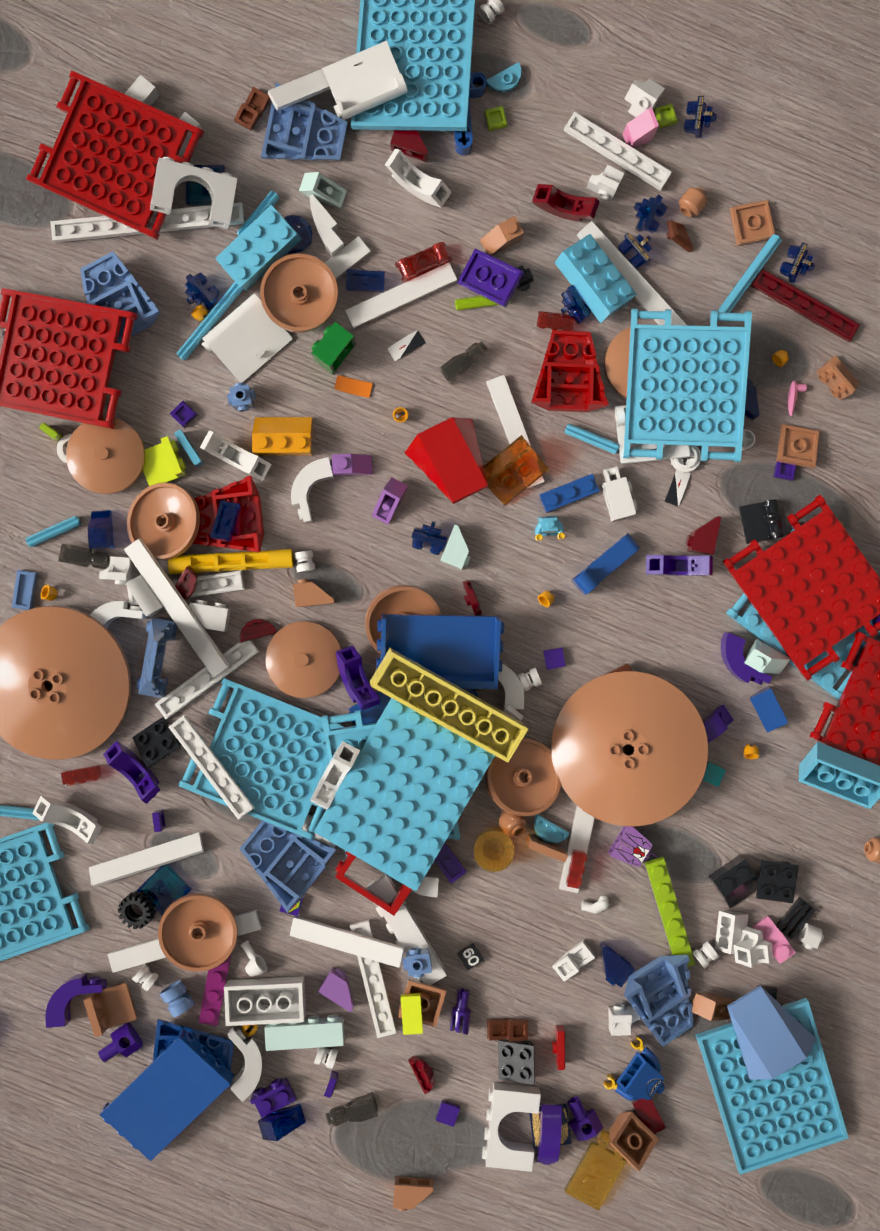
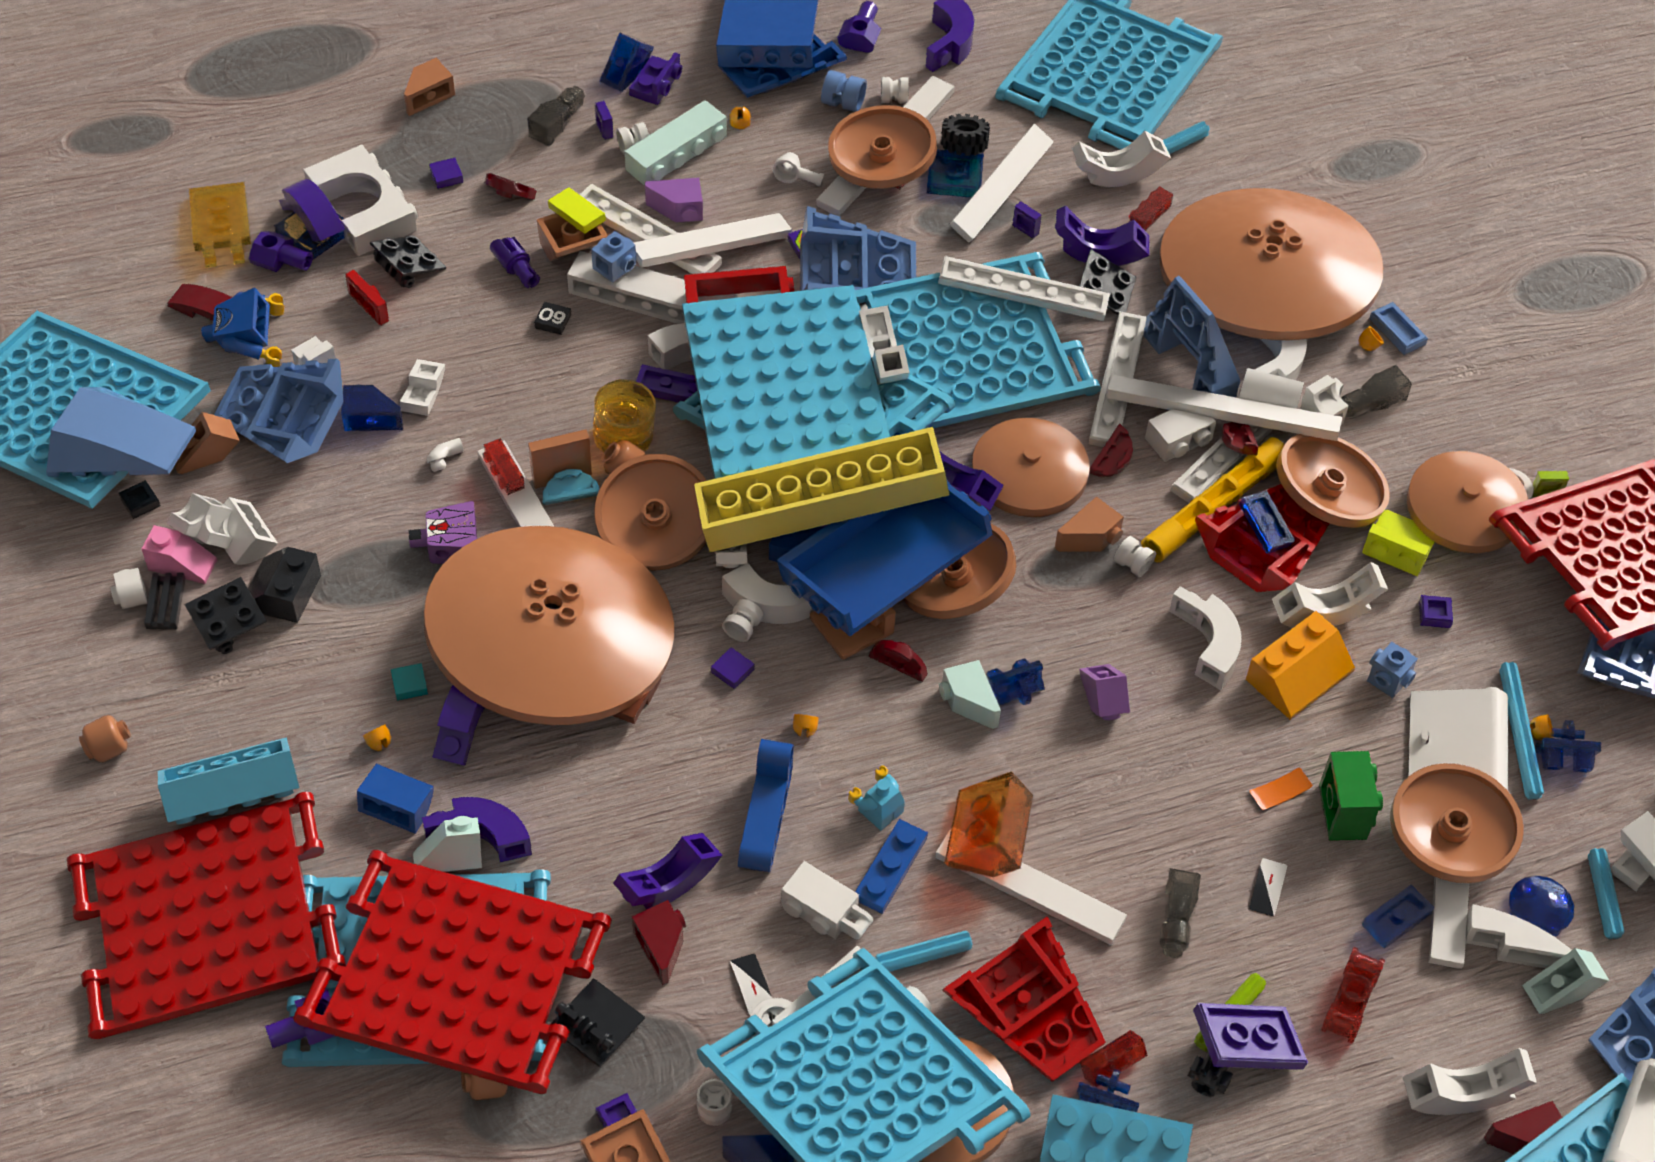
camera: 140 degrees right, 35 degrees down
(53, 531) = (1434, 398): medium azure axle -> none
(100, 530) = (1387, 429): clear blue slope -> none
(110, 1008) = (905, 44): nougat bracket -> none
(188, 447) = (1397, 577): medium azure tile -> none
(214, 994) = (807, 123): magenta plate -> none
(248, 1077) = (707, 86): white arch -> none
(258, 248) = (1560, 842): medium azure brick -> none
(265, 1001) = (747, 140): white brick -> none
(351, 465) = (1190, 693): medium lavender slope -> none
(401, 295) = (1336, 939): white tile -> none
(402, 418) = (1185, 793): light orange hinge -> none
(450, 458) = (1078, 782): red wedge -> none
(502, 236) = (1287, 1114): nougat slope -> none
(507, 1028) = (440, 284): copper slope -> none
(632, 1139) = (206, 255): nougat slope -> none
(668, 908) = (344, 499): lime plate -> none
(709, 952) = (258, 487): white wheel -> none

